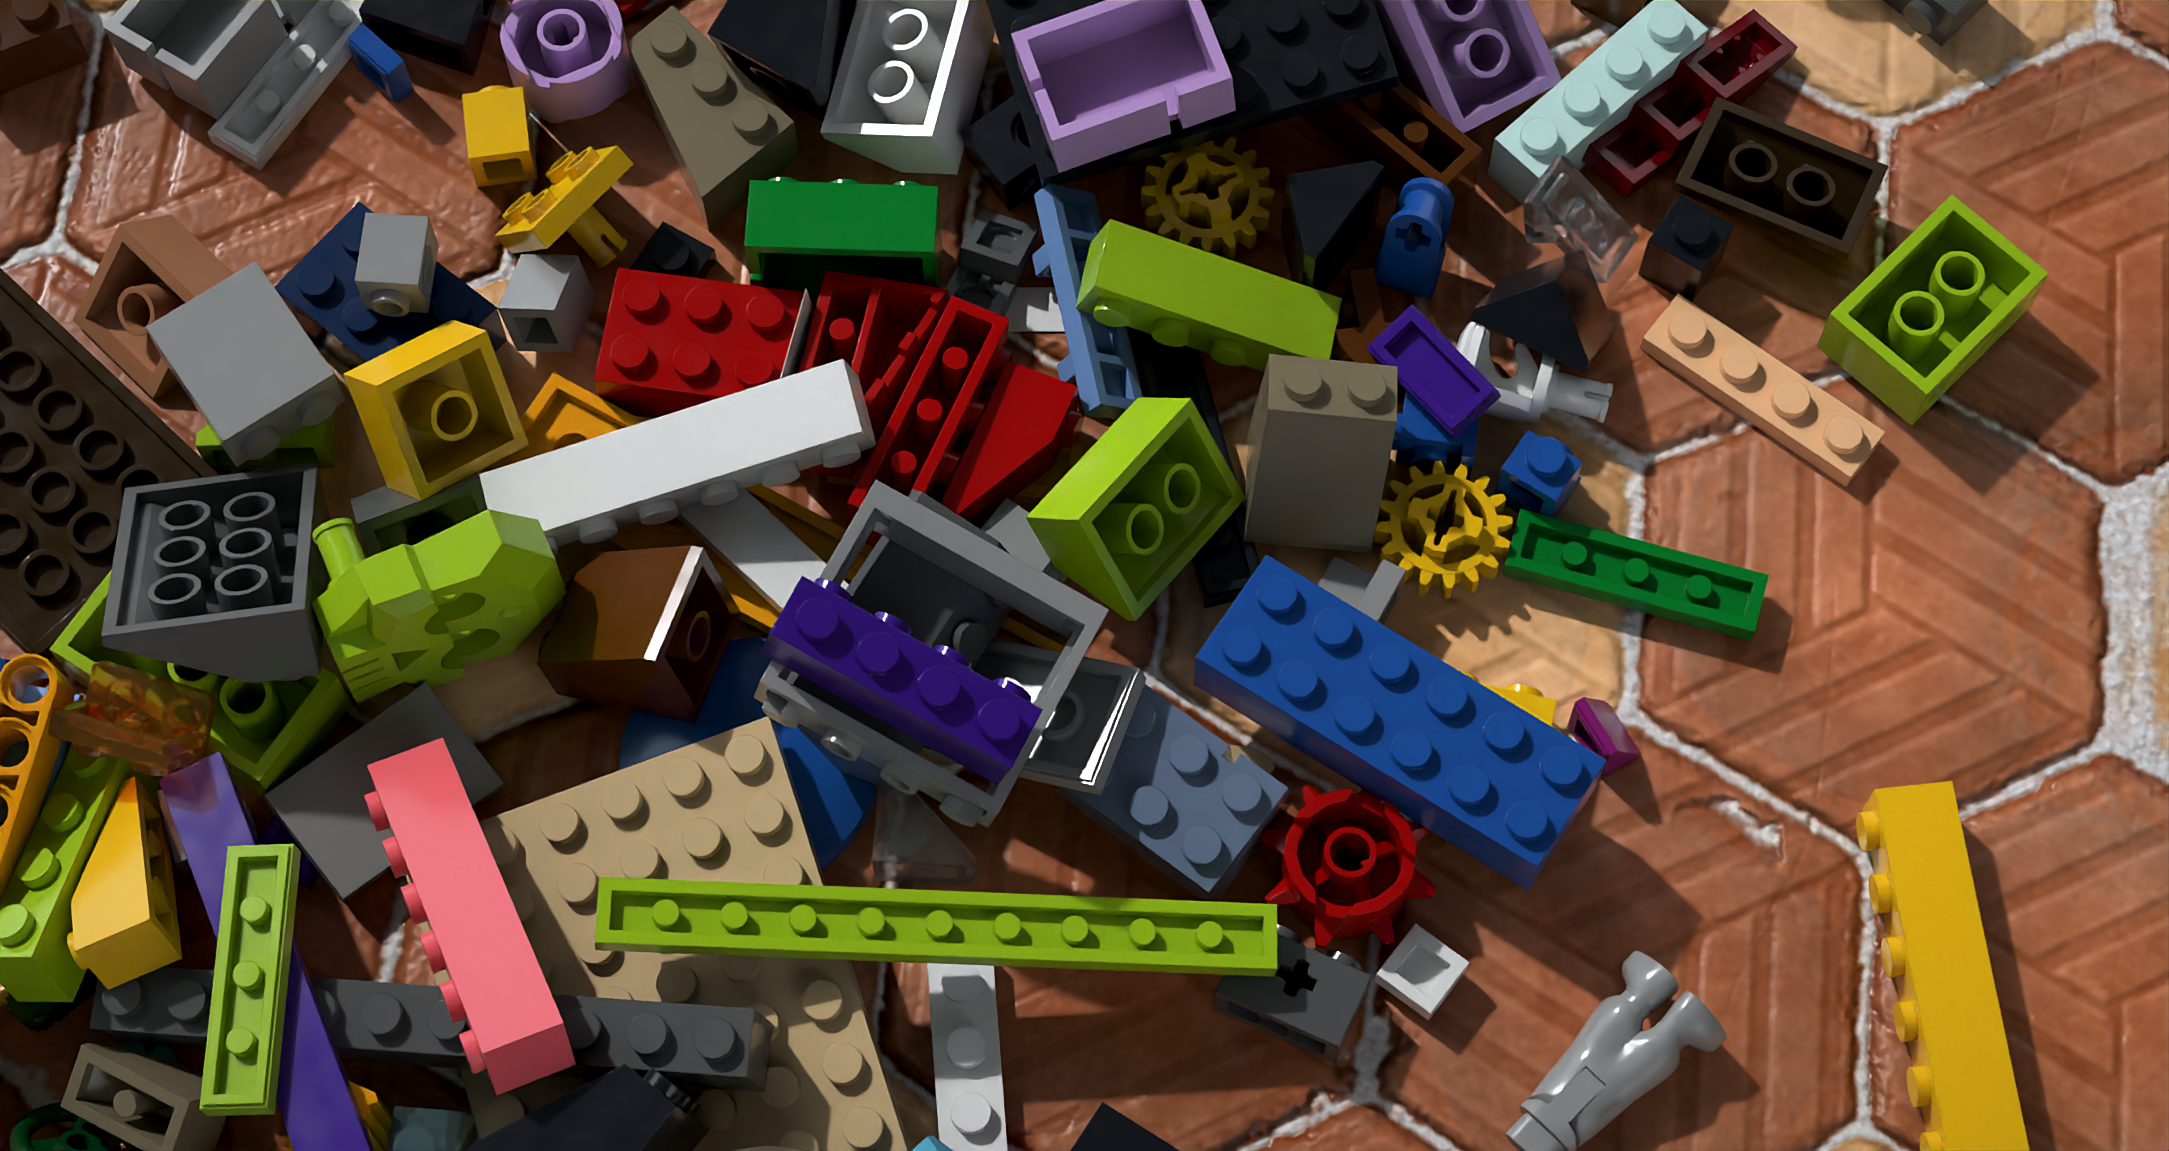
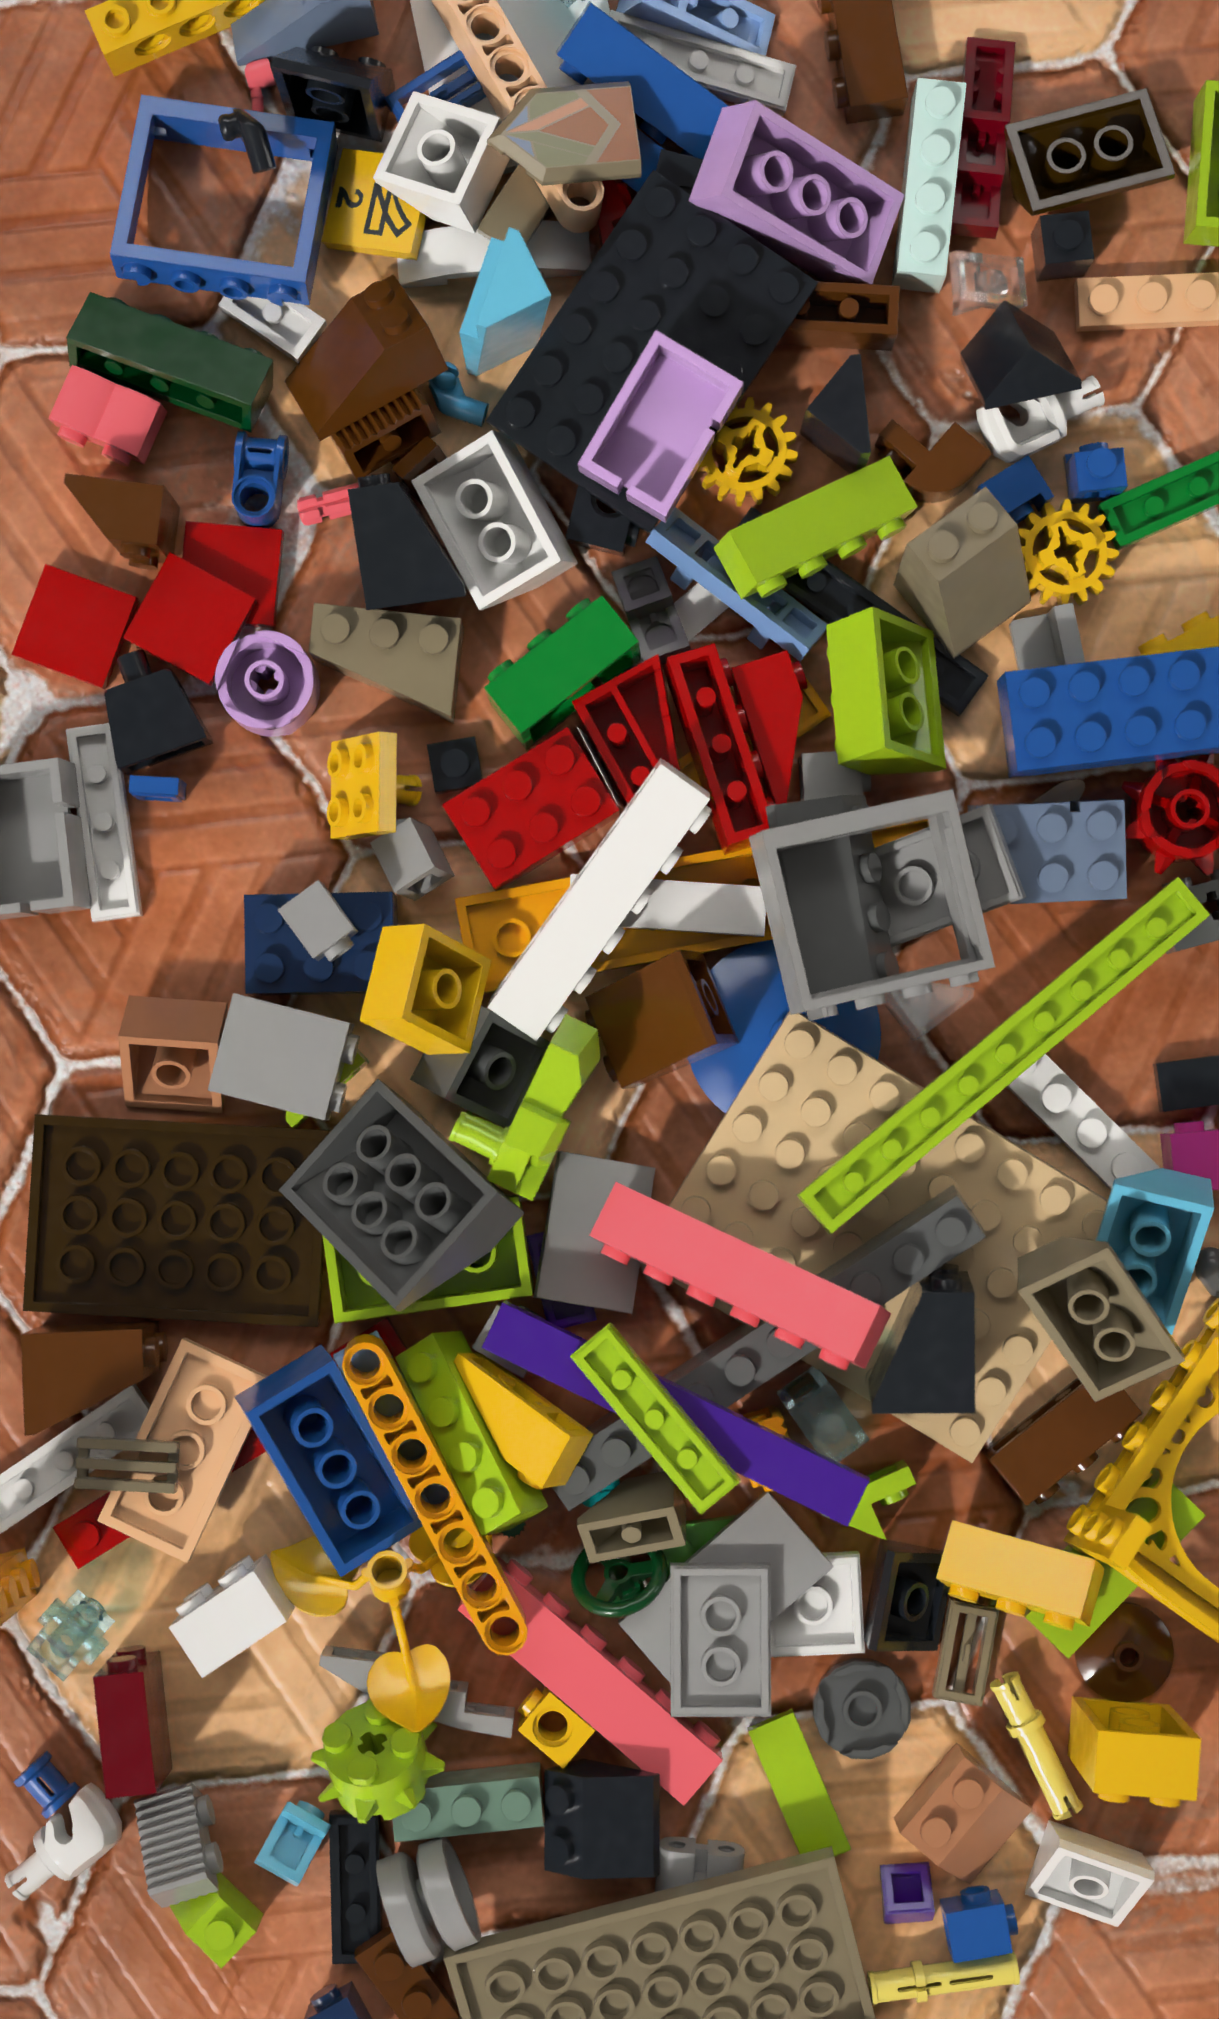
camera: 40 degrees left, 20 degrees up
(137, 719) = (439, 1328): clear orange bracket -> none
(499, 136) = (275, 772): yellow brick -> none
(901, 679) = (887, 944): dark purple brick -> none
(1416, 238) = (898, 380): blue piece -> none
(1434, 371) = (990, 462): dark purple tile -> none

